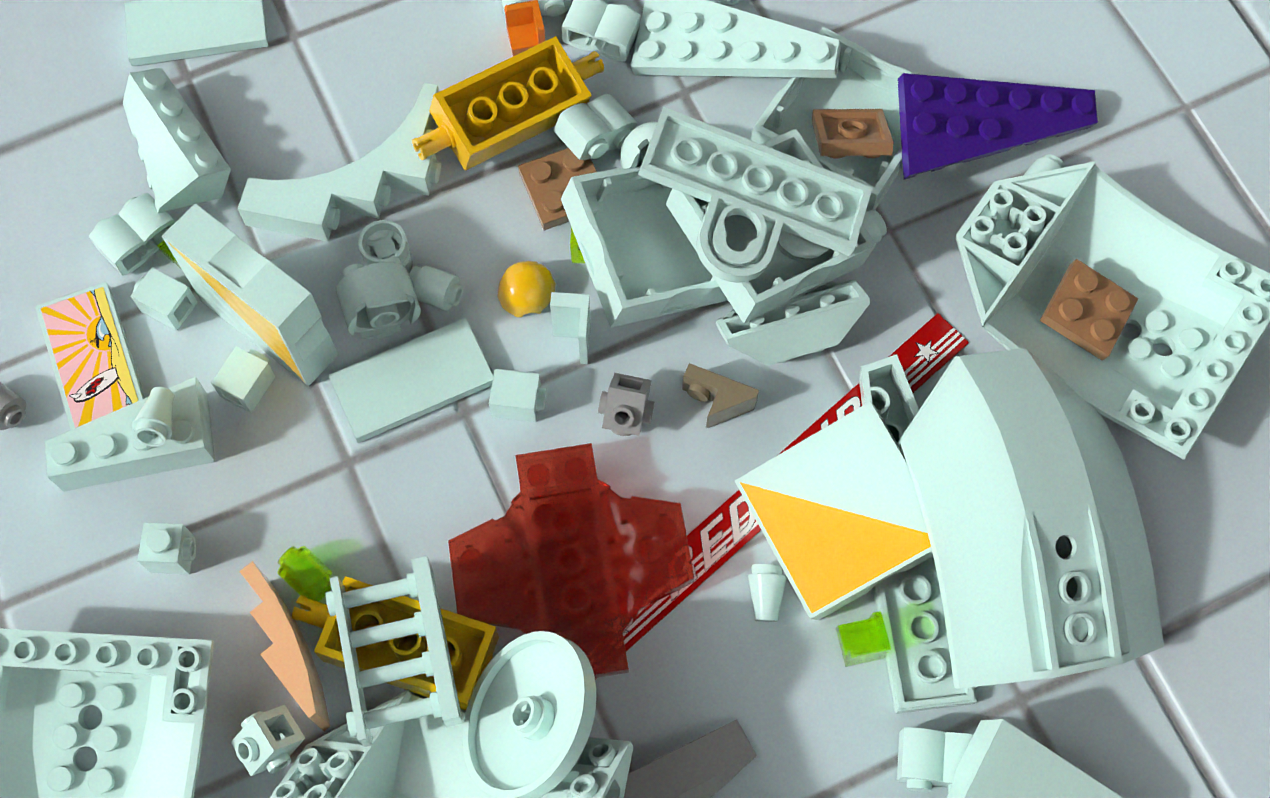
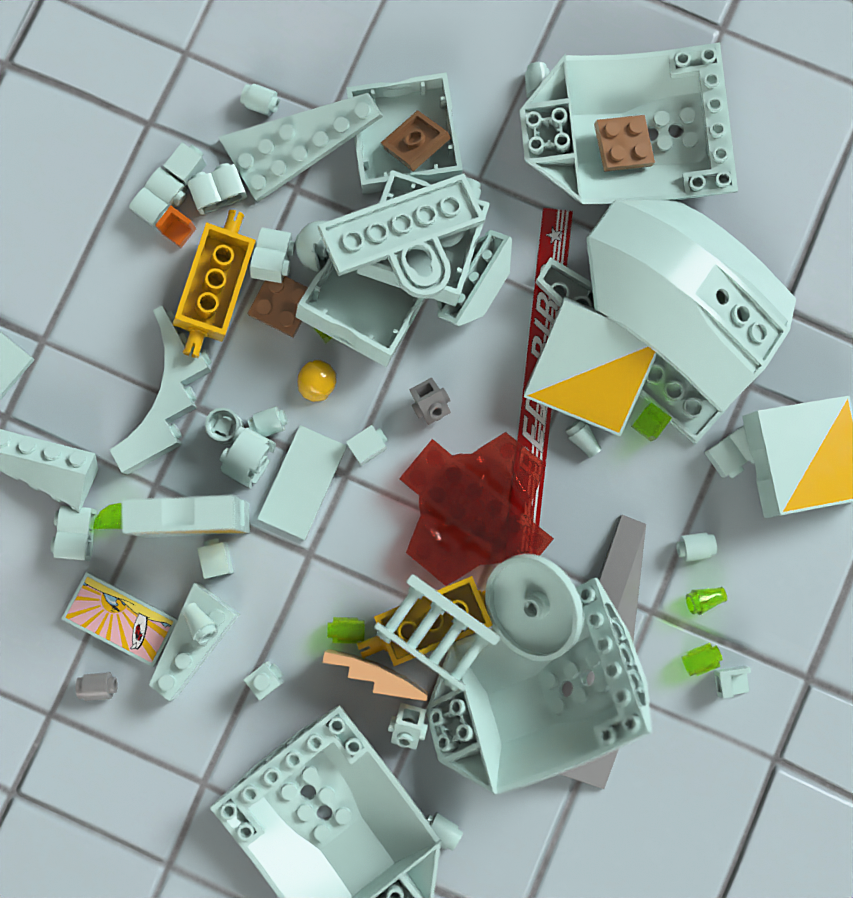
camera: 40 degrees left, 15 degrees up
(163, 298) = (127, 555): light aqua brick -> none
(572, 319) = (361, 377): light aqua panel -> none
(728, 396) = (477, 351): dark tan slope -> none
(972, 119) = (473, 78): dark purple wing -> none

